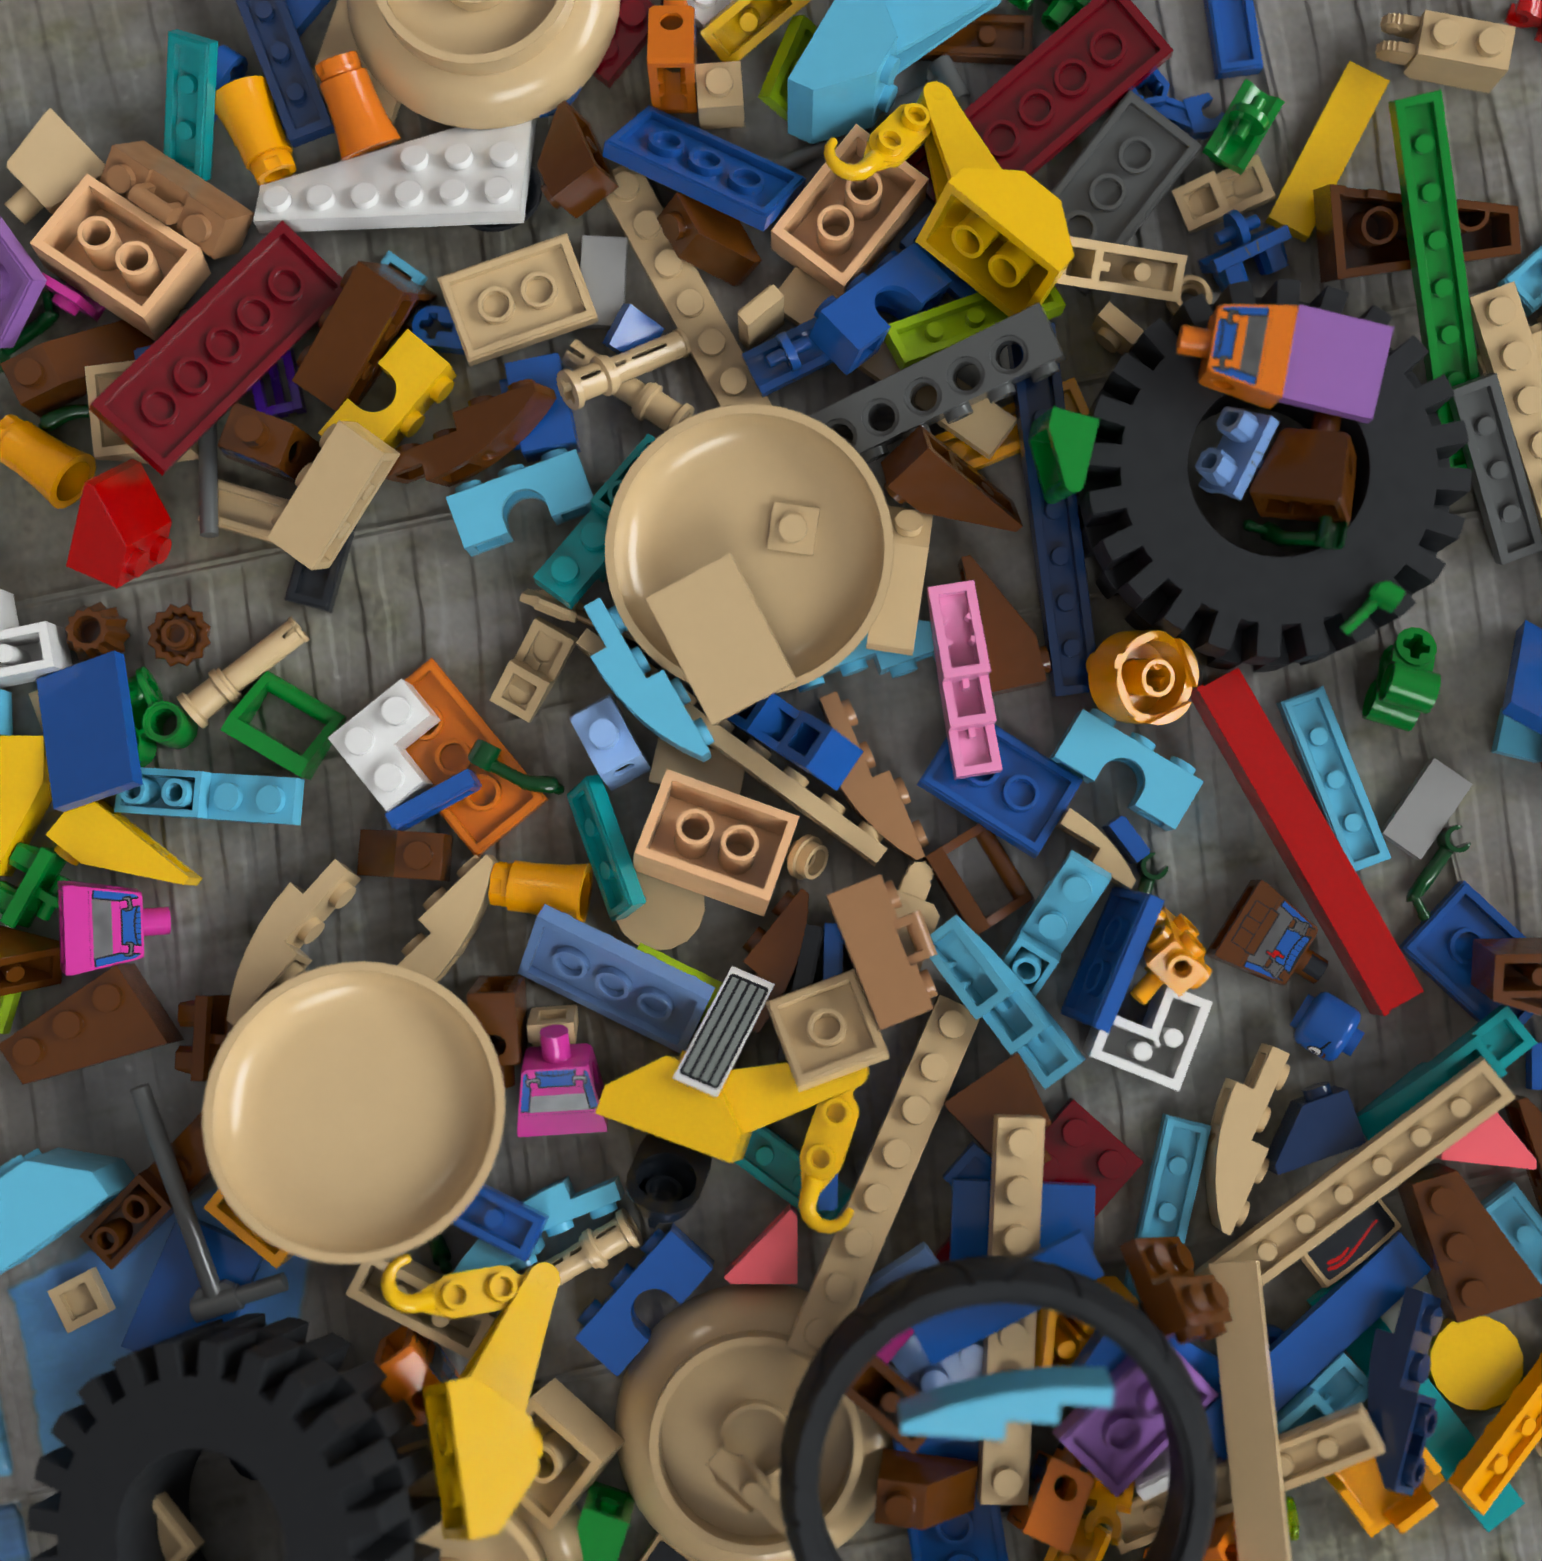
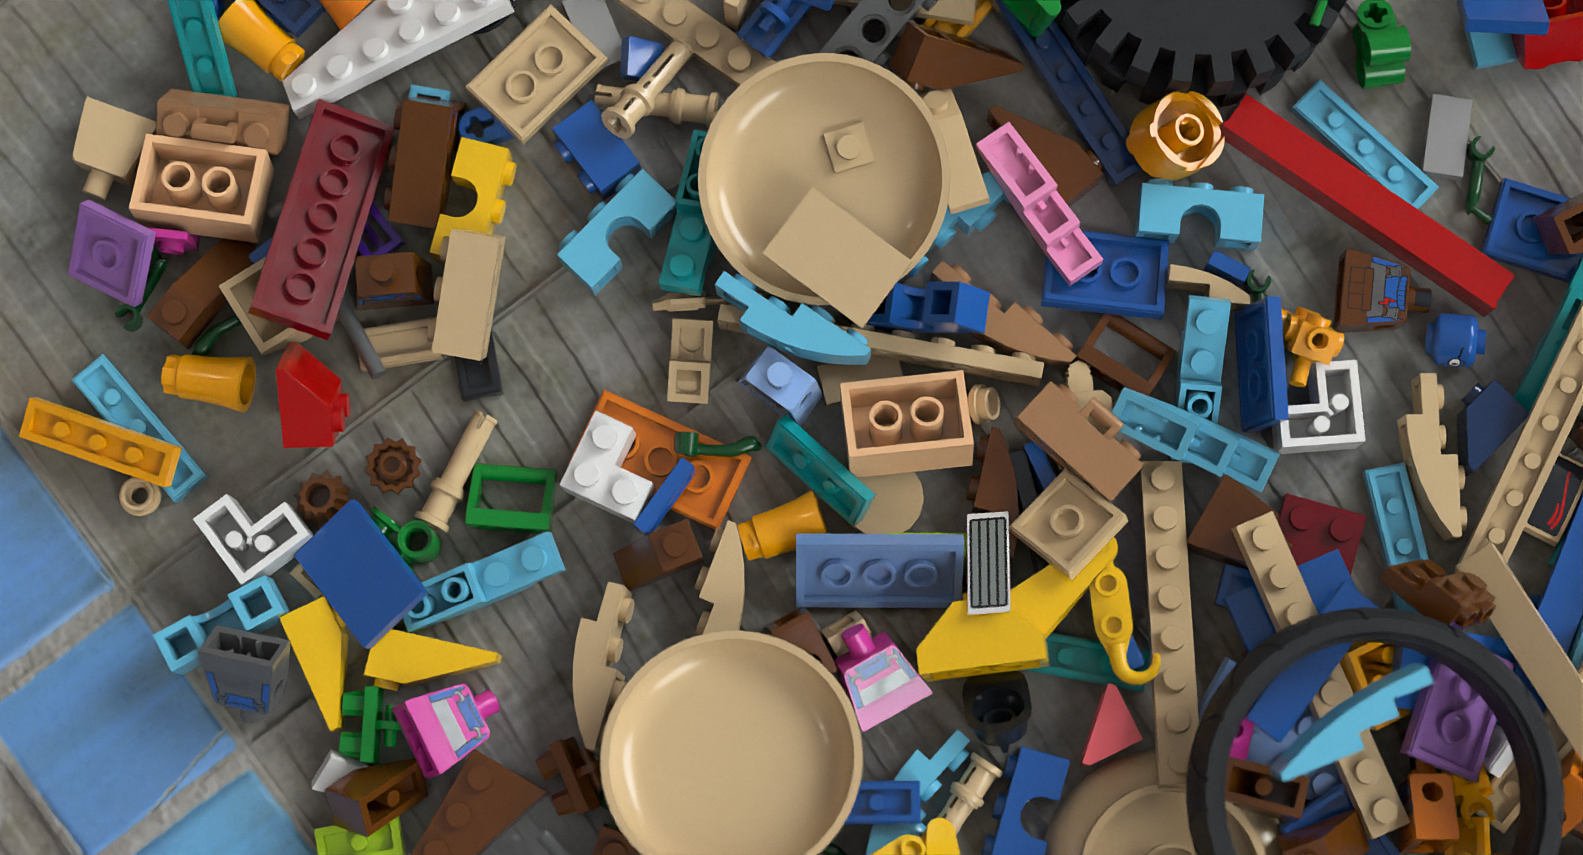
camera: 30 degrees left, 5 degrees down
(482, 436) = (566, 189): reddish brown slope -> none

